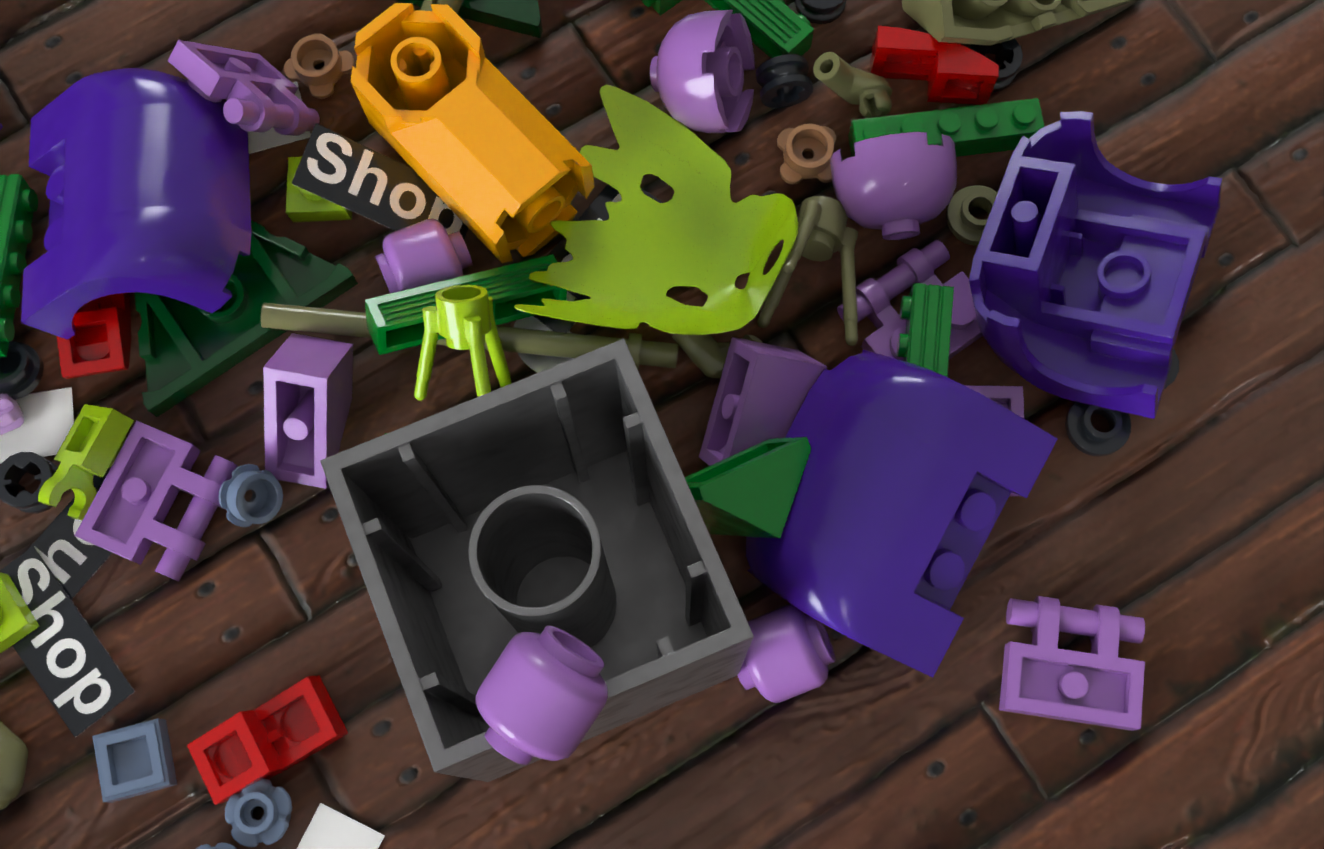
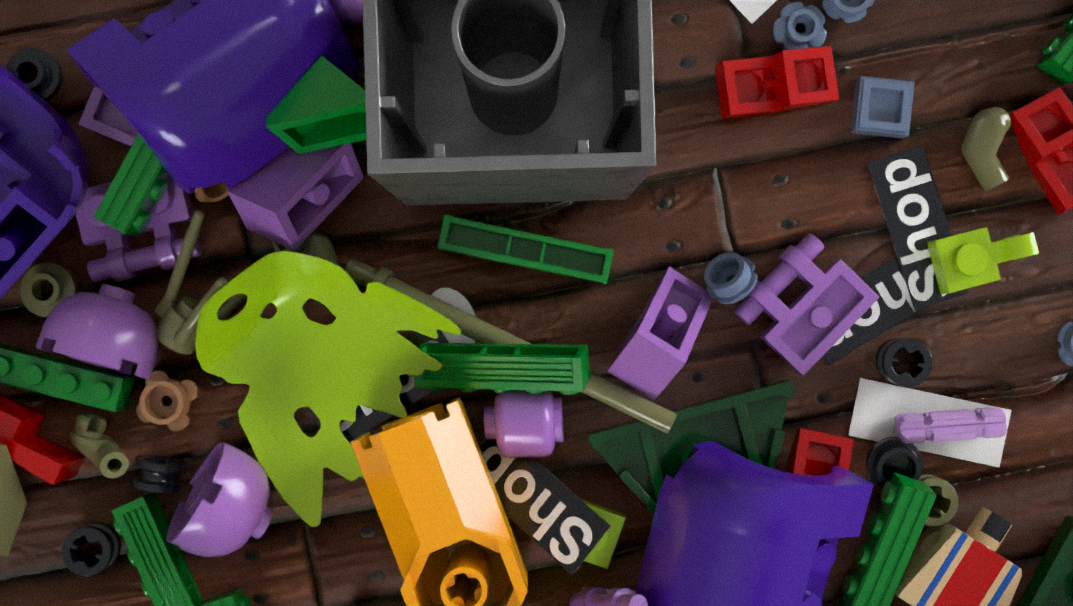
camera: 160 degrees left, 15 degrees up
(86, 452) = (850, 365): lime plate -> none
(466, 321) = (507, 334): lime plant -> none

